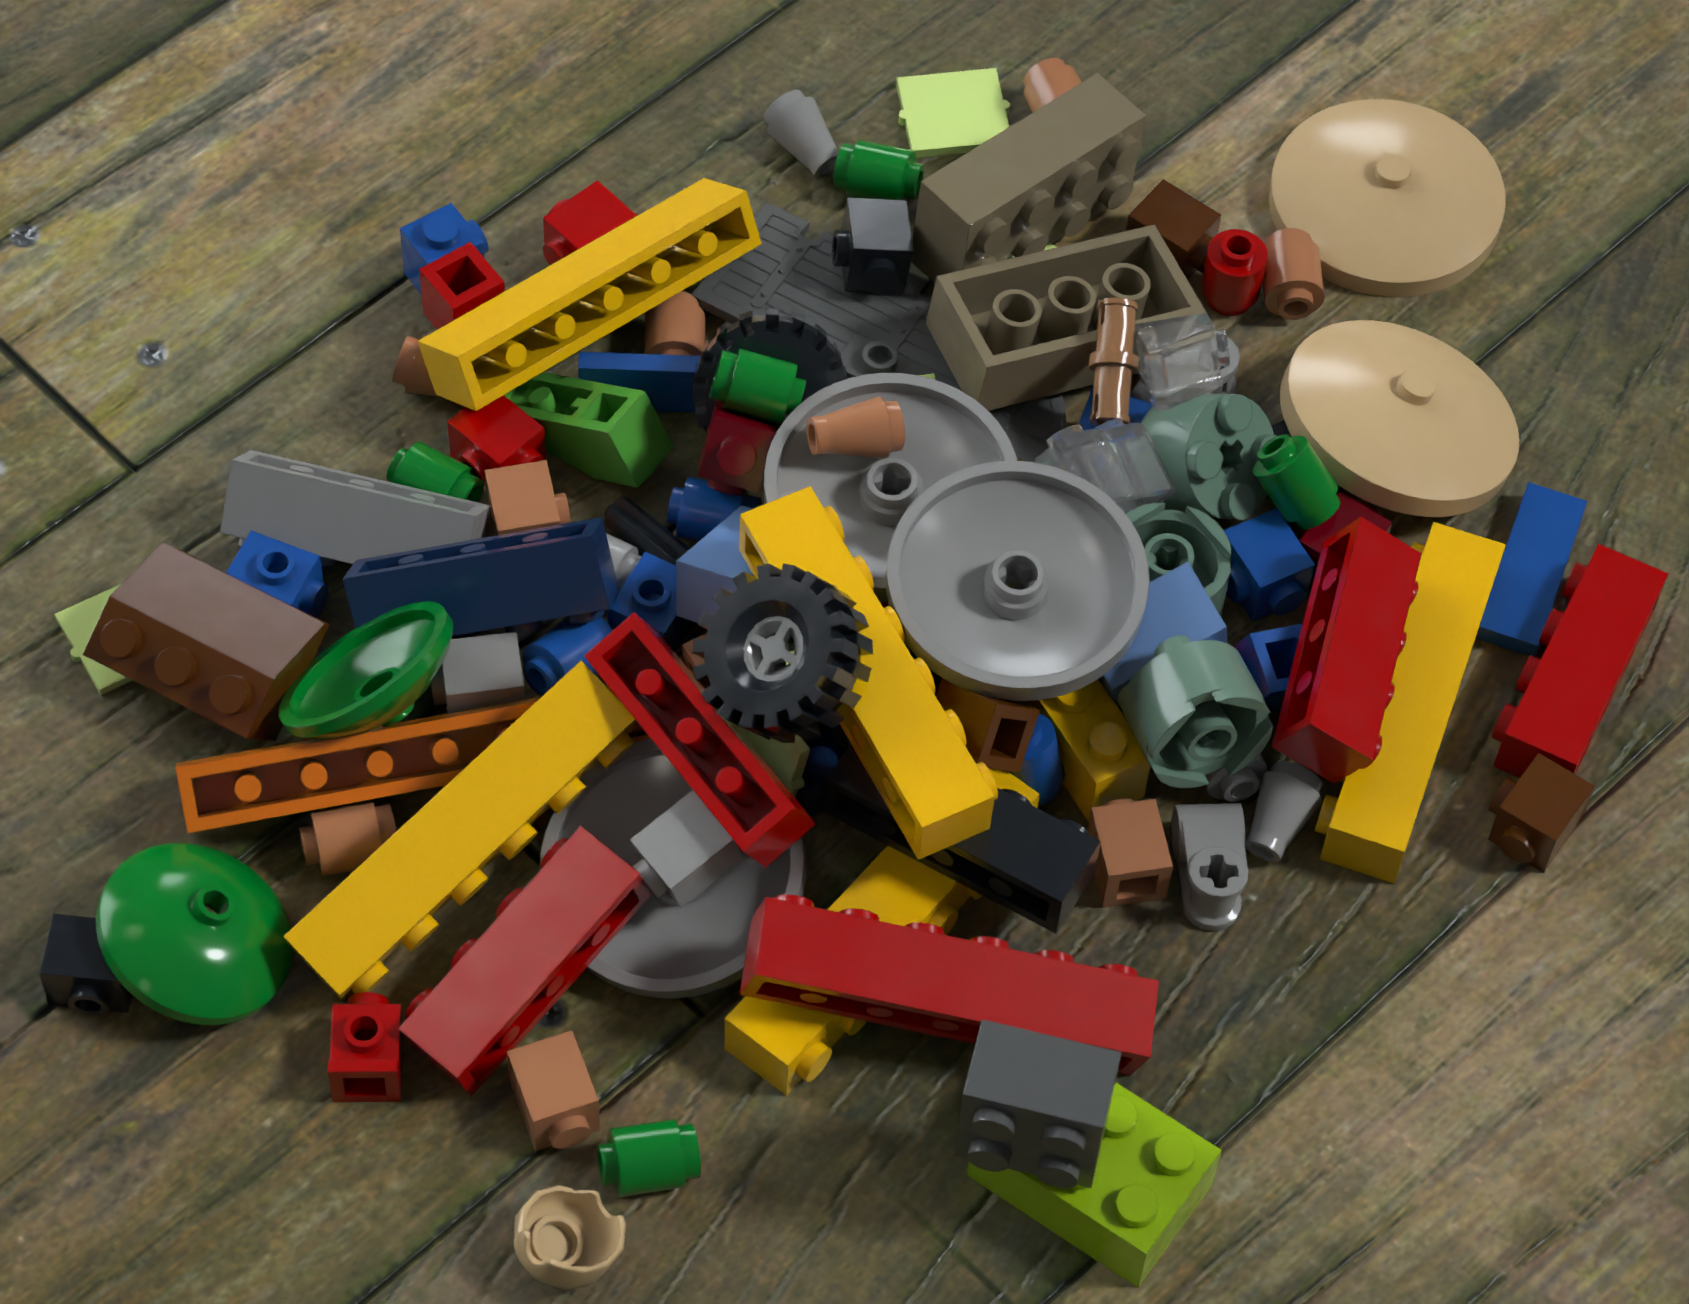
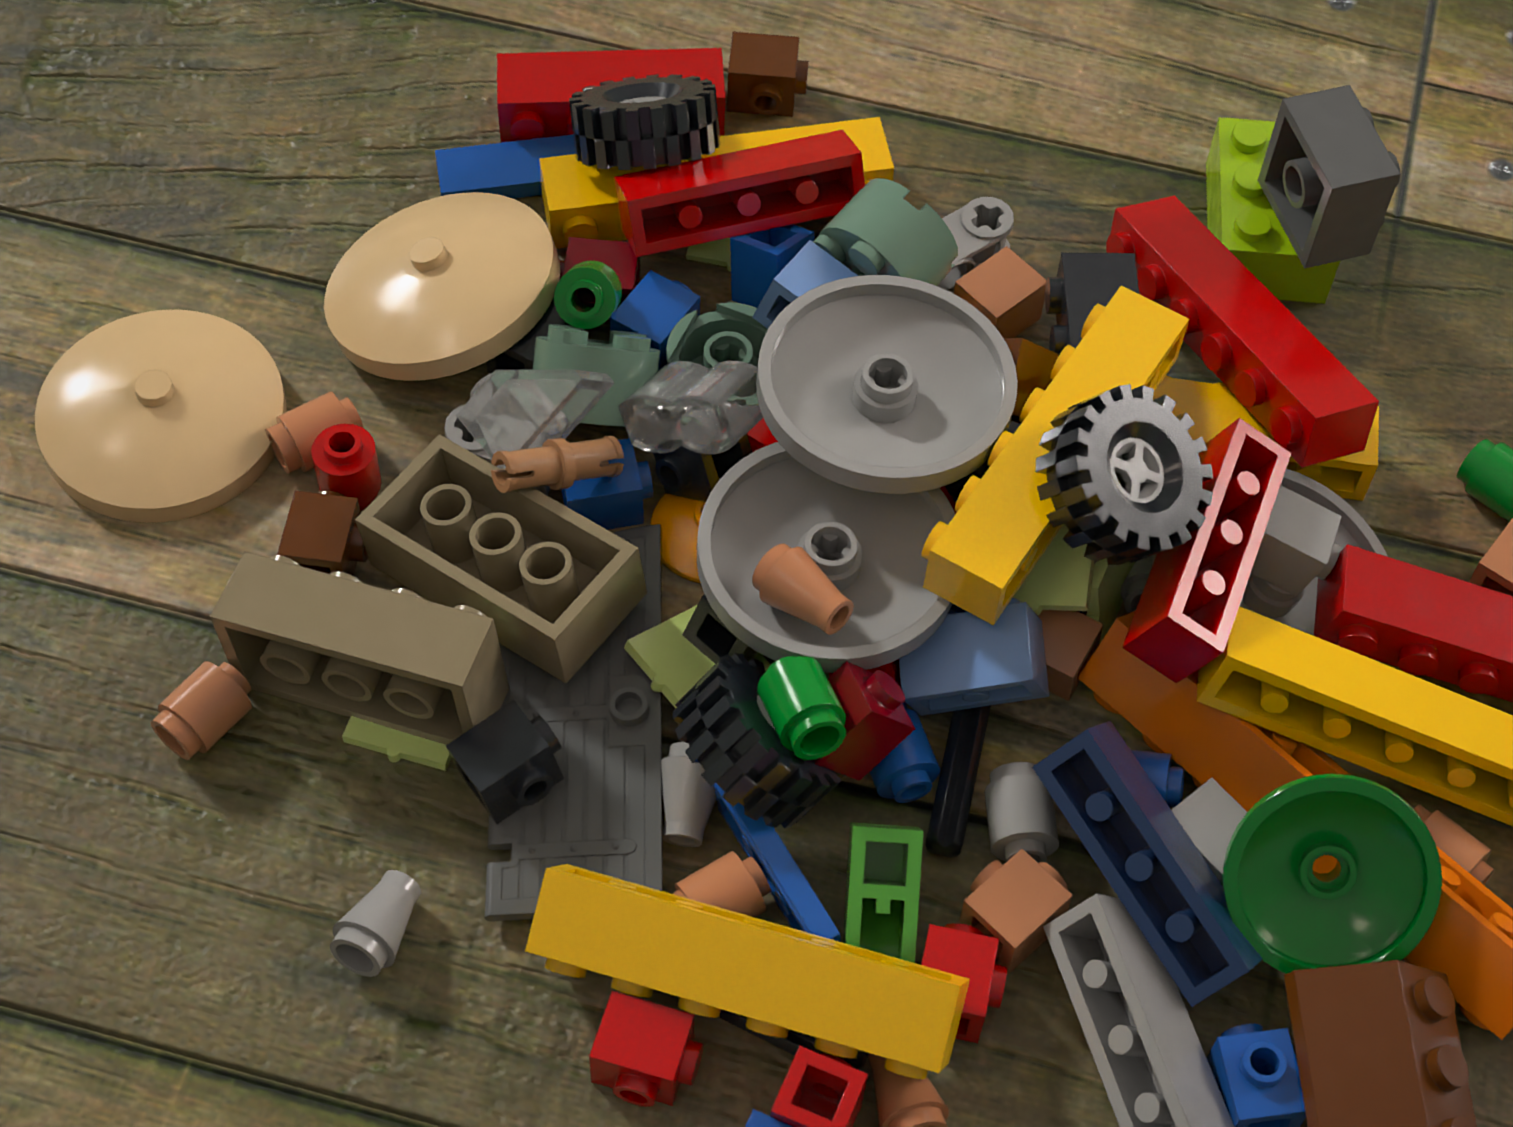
camera: 120 degrees left, 0 degrees up
(434, 472) = (1038, 1014): green brick -> none
(652, 596) = (1030, 728): blue brick -> none
(877, 171) = (392, 825): green brick -> none
(951, 111) = (253, 817): yellowish green piece -> none
(1481, 614) = (645, 122): none -> black wheel

